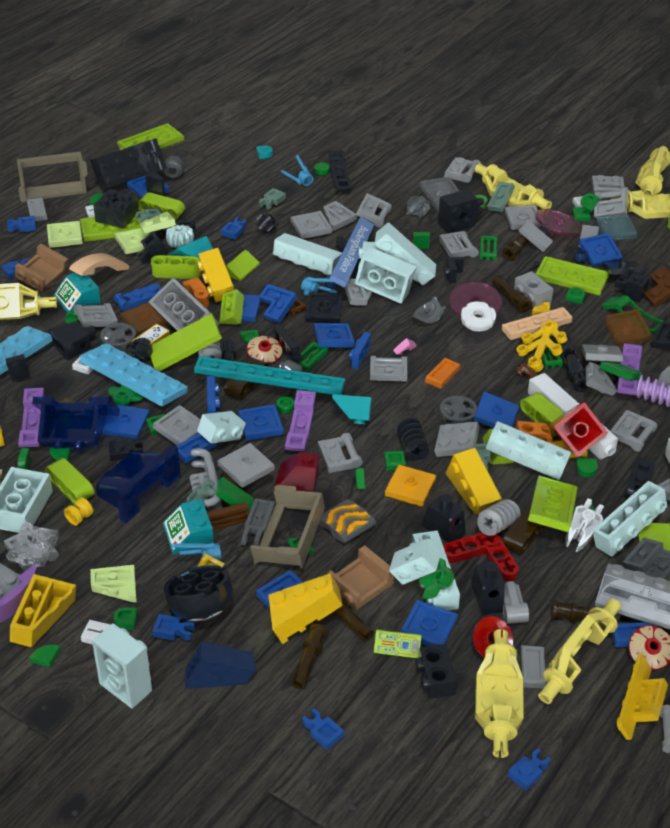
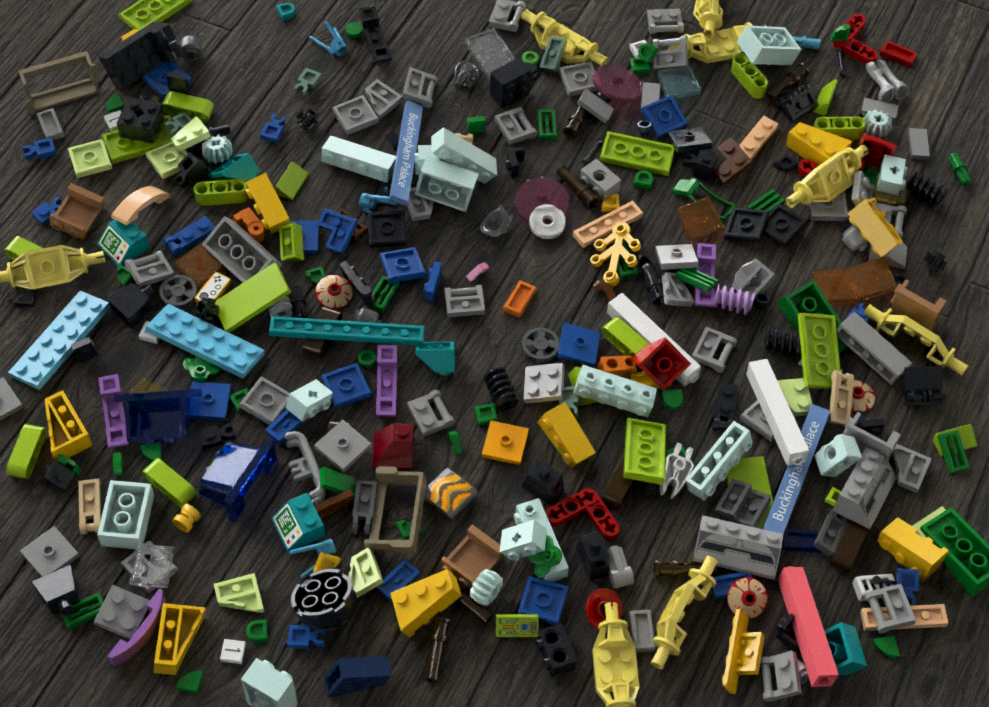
camera: 10 degrees left, 15 degrees up
(202, 492) = (303, 484): sand green plate -> none
(213, 401) = (295, 368): blue plate -> none
(246, 578) = (365, 572): none -> yellowish green wing
(370, 603) = (486, 587): none -> light aqua gear
(498, 517) = (595, 474): light grey piece -> none

